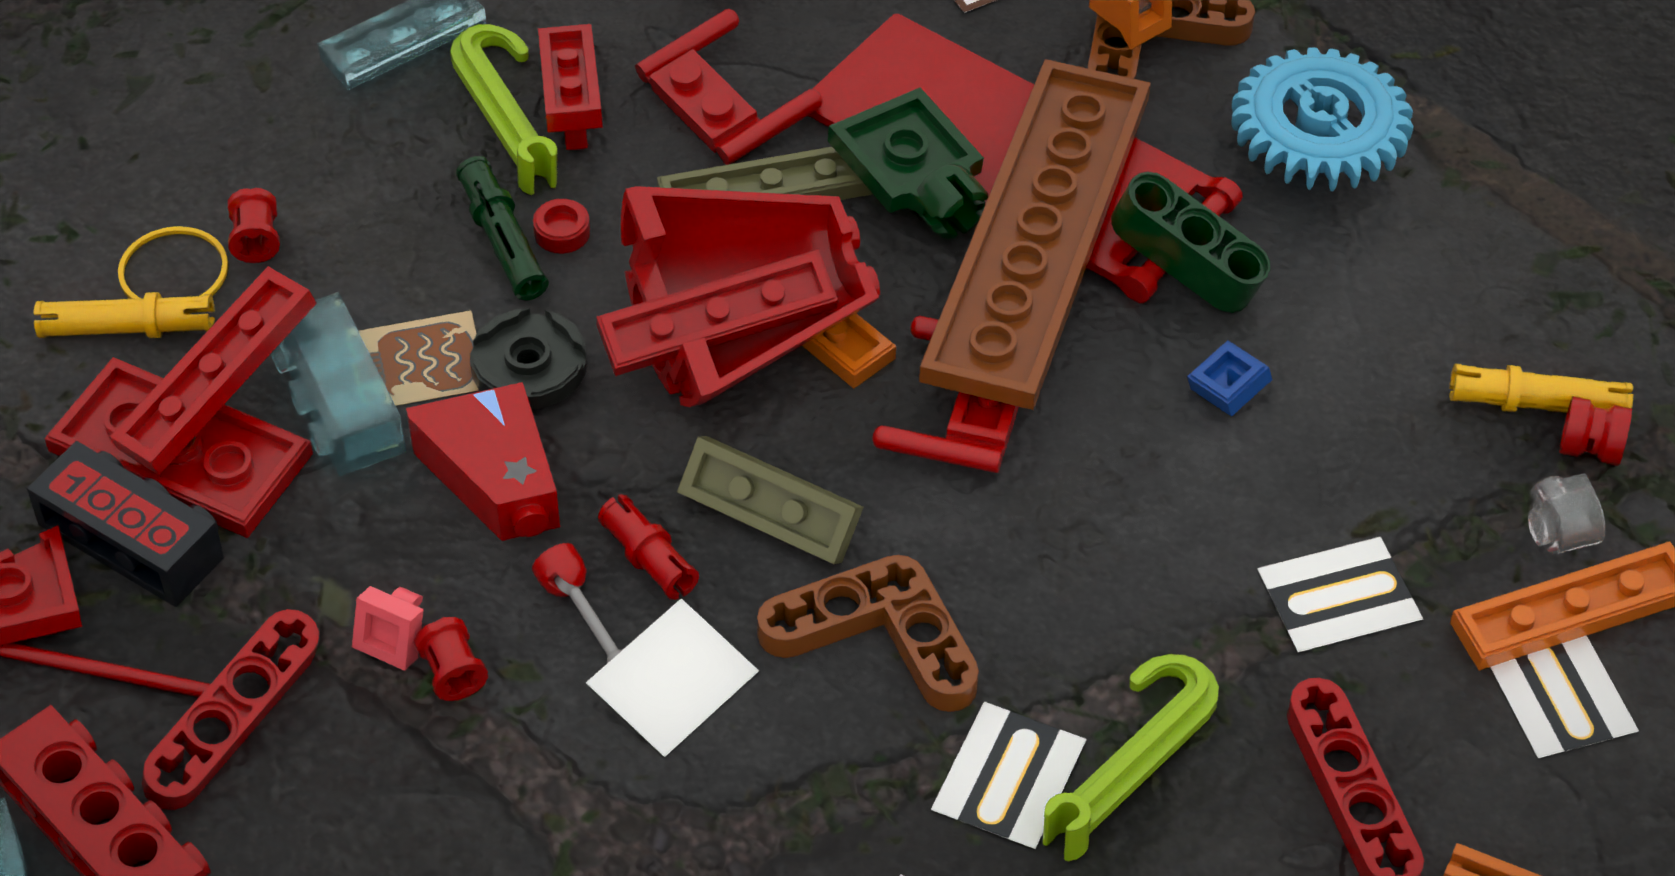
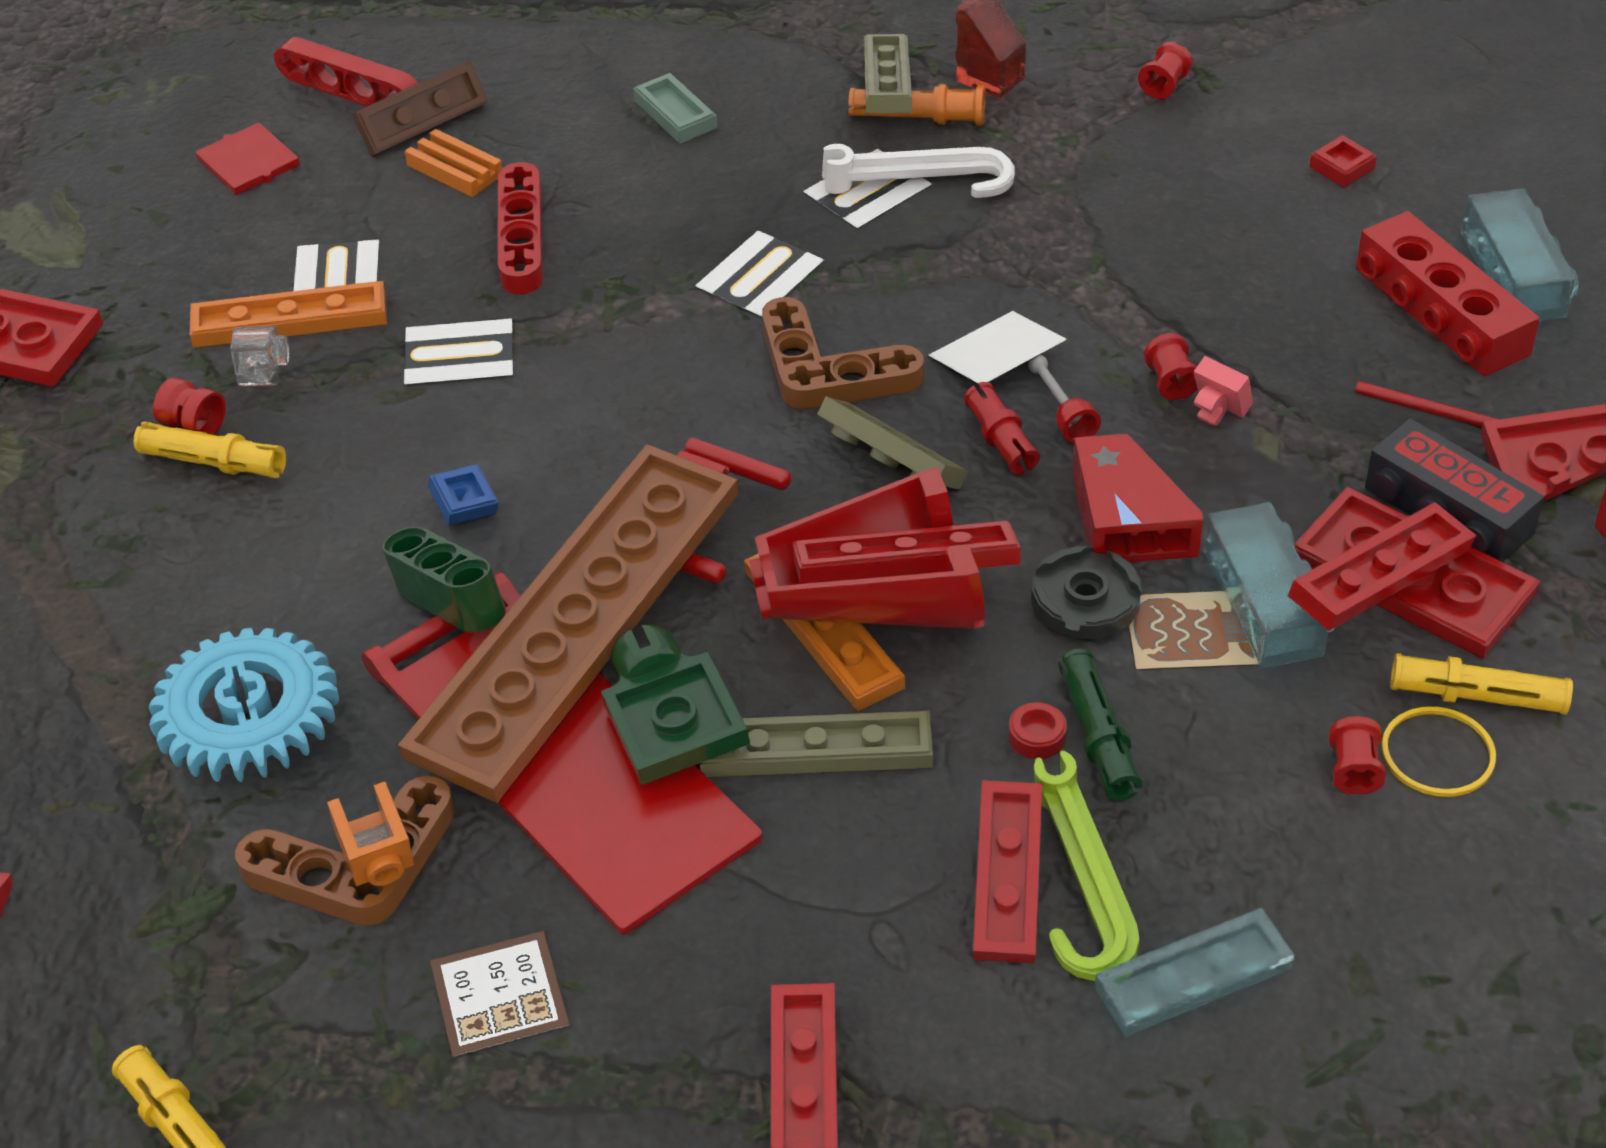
camera: 165 degrees left, 5 degrees down
(226, 704) = (1348, 361): red beam -> none
(708, 101) = (862, 846): red plate -> none
(1139, 757) = (727, 224): lime piece -> none

